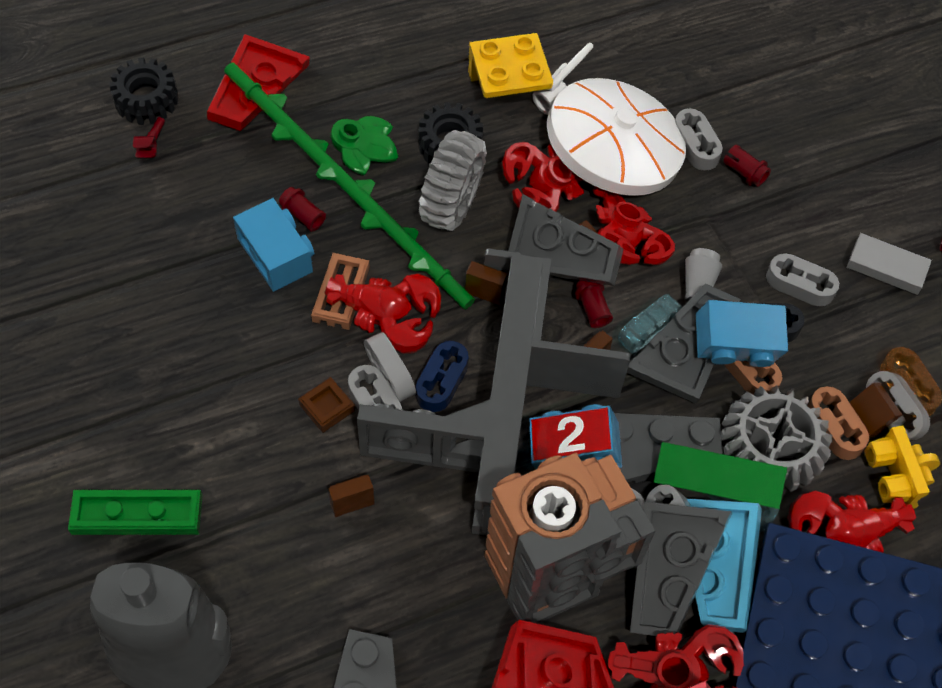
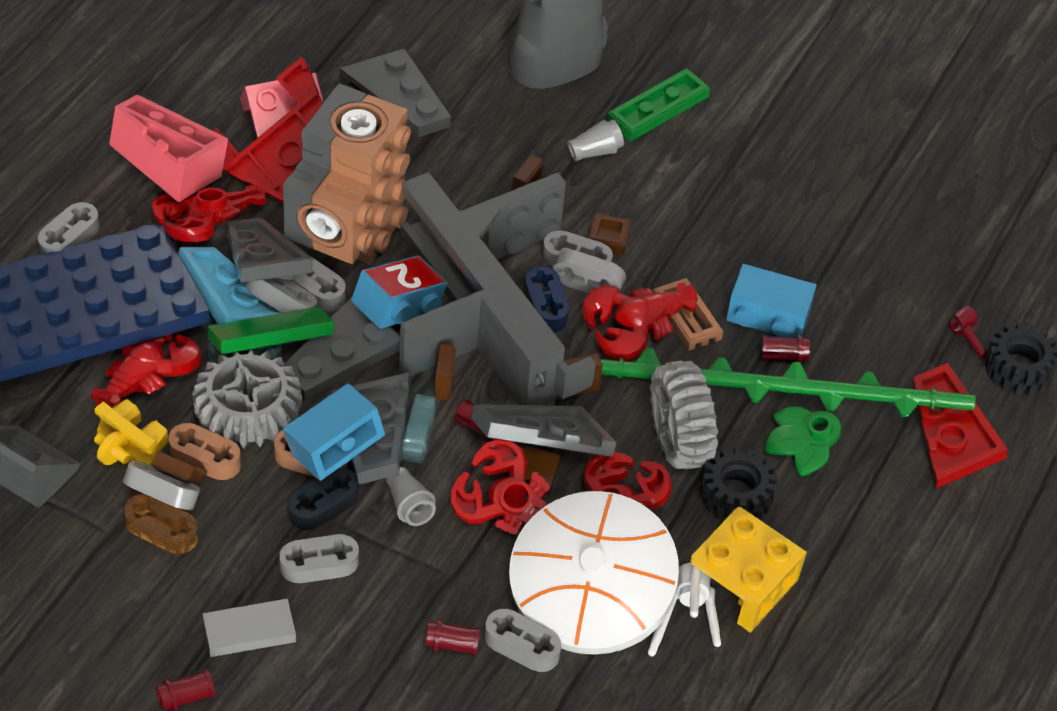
camera: 140 degrees right, 10 degrees down
(242, 499) = (598, 140): none -> light grey cone

